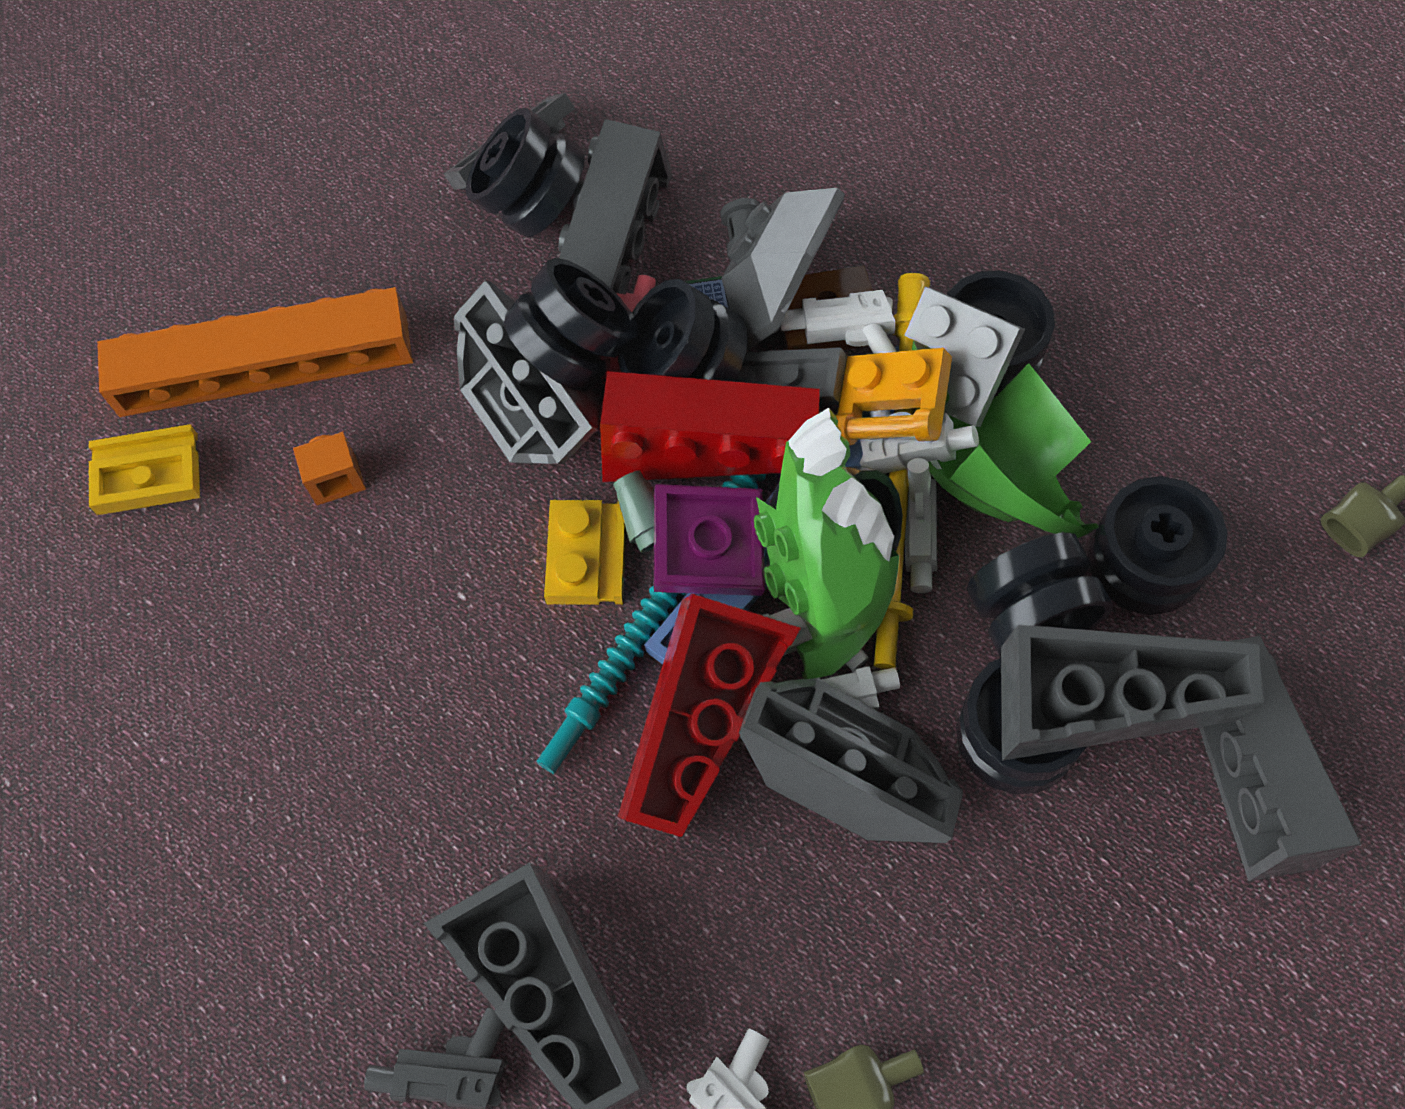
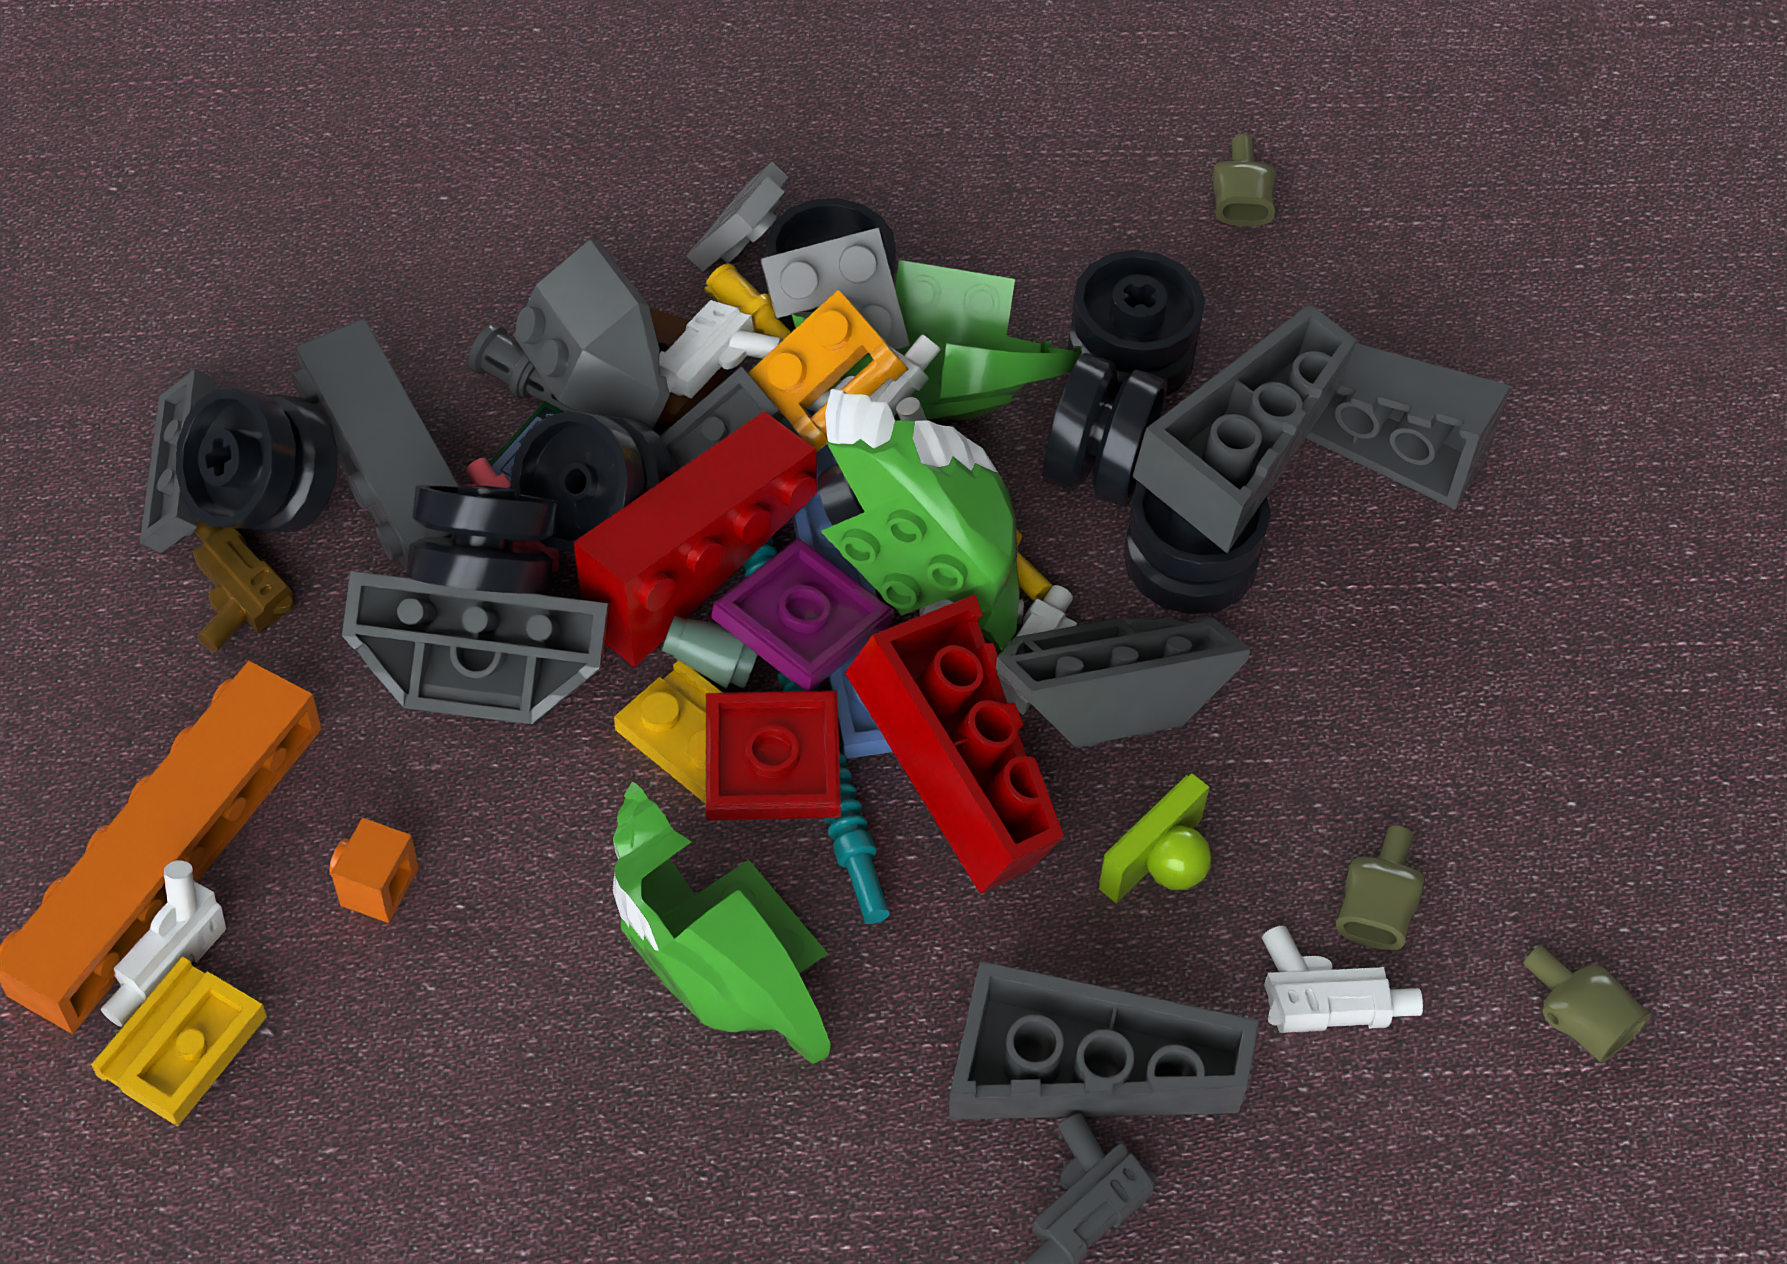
camera: 55 degrees left, 10 degrees down
(204, 407) = (182, 927): none -> white piece
(431, 686) = (721, 952): none -> bright green animal
(460, 250) = (243, 583): none -> pearl gold piece
(592, 610) = (772, 755): none -> red plate
(754, 904) = (1162, 845): none -> lime tile
(977, 255) = (742, 219): none -> light grey plate

